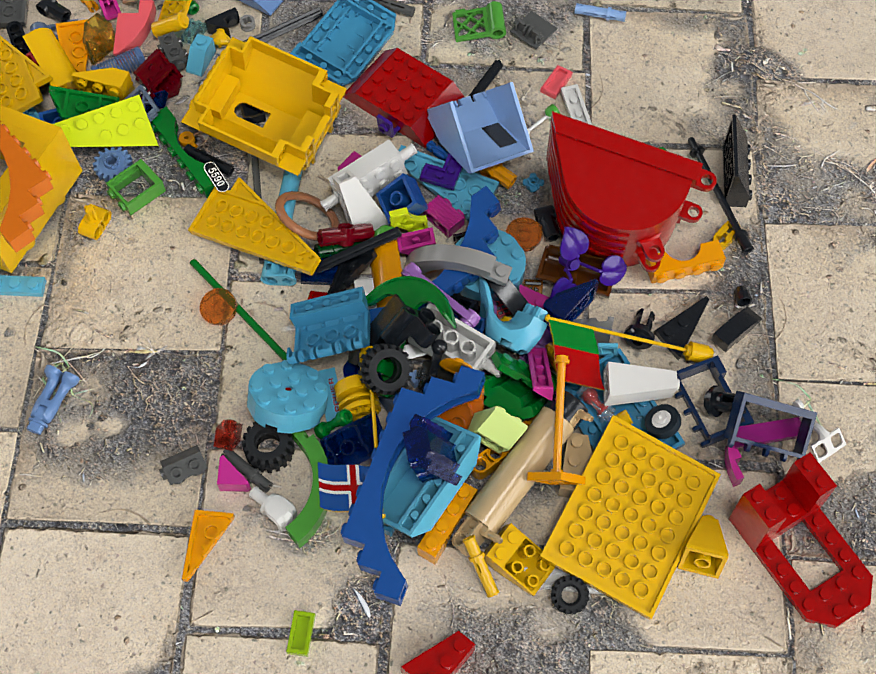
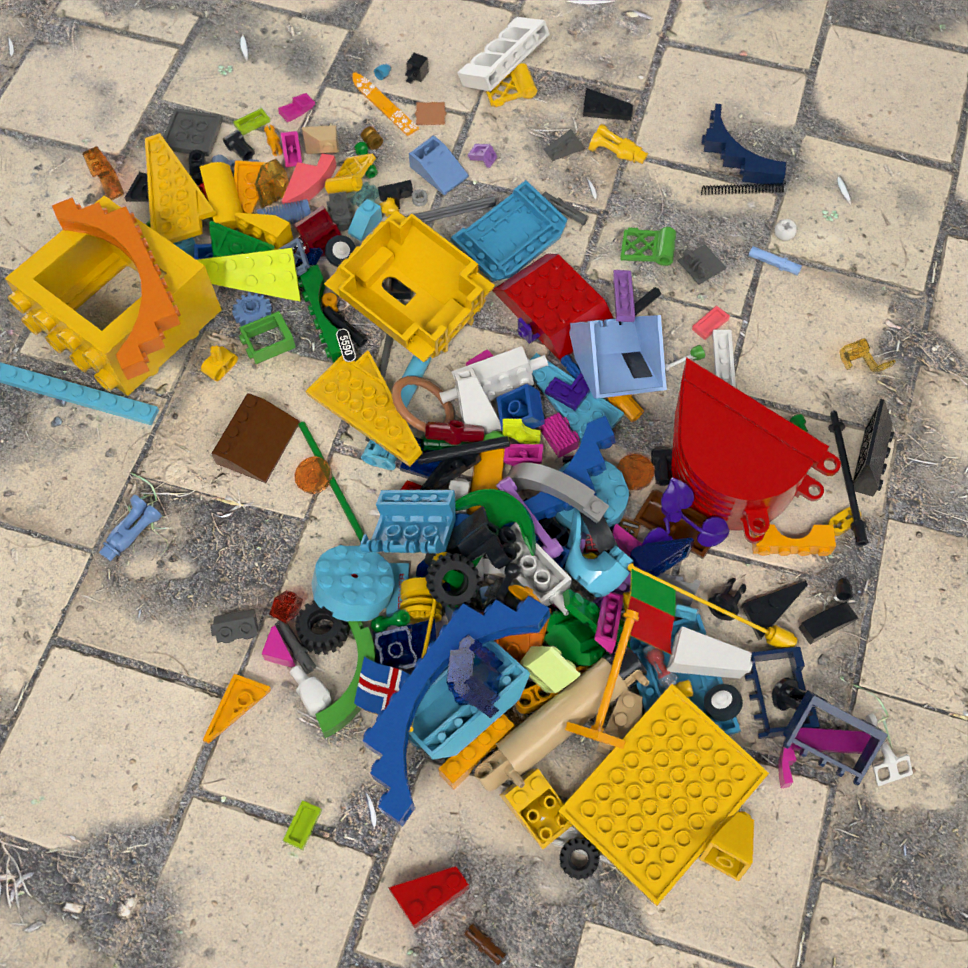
camera: 15 degrees right, 0 degrees up
(151, 285) = (255, 438): none -> reddish brown slope
(183, 88) = (338, 249): none -> black wheel
(469, 74) = (623, 296): none -> medium lavender plate
(476, 557) = (495, 796): yellow pin -> none
(533, 187) = (658, 426): dark azure plate -> none
(700, 77) = (861, 349): none -> clear yellow piece
(796, 499) = (824, 824): red bracket -> none

